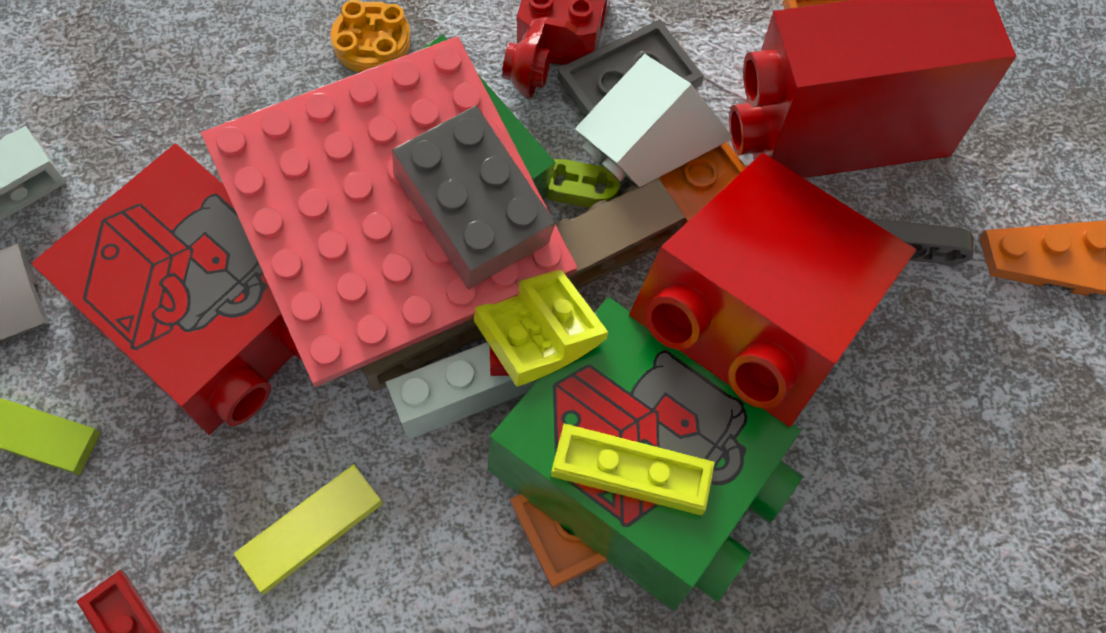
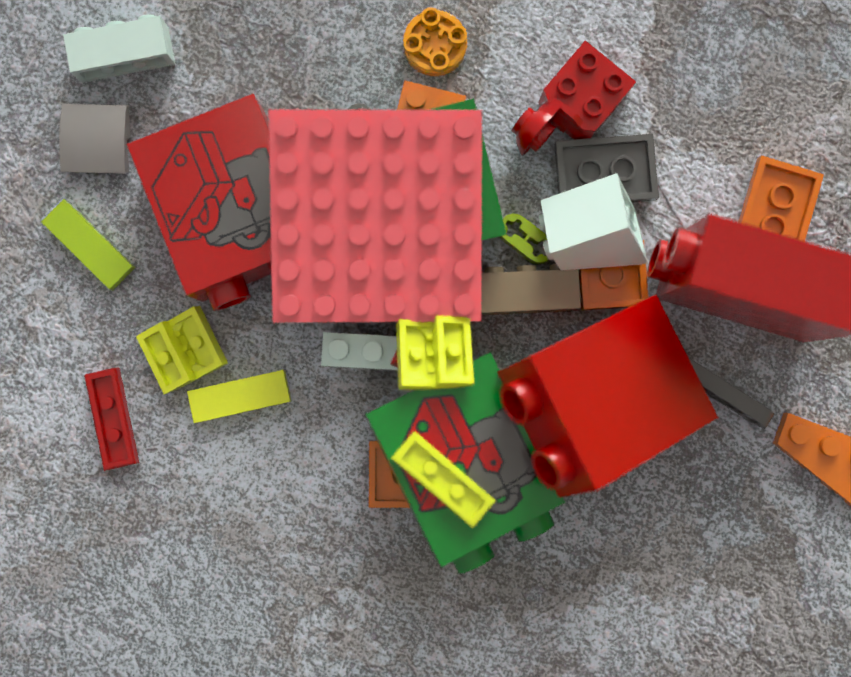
camera: 30 degrees right, 20 degrees up
(204, 506) = (181, 349): none -> neon yellow slope
(472, 196) = (429, 249): dark grey brick -> none

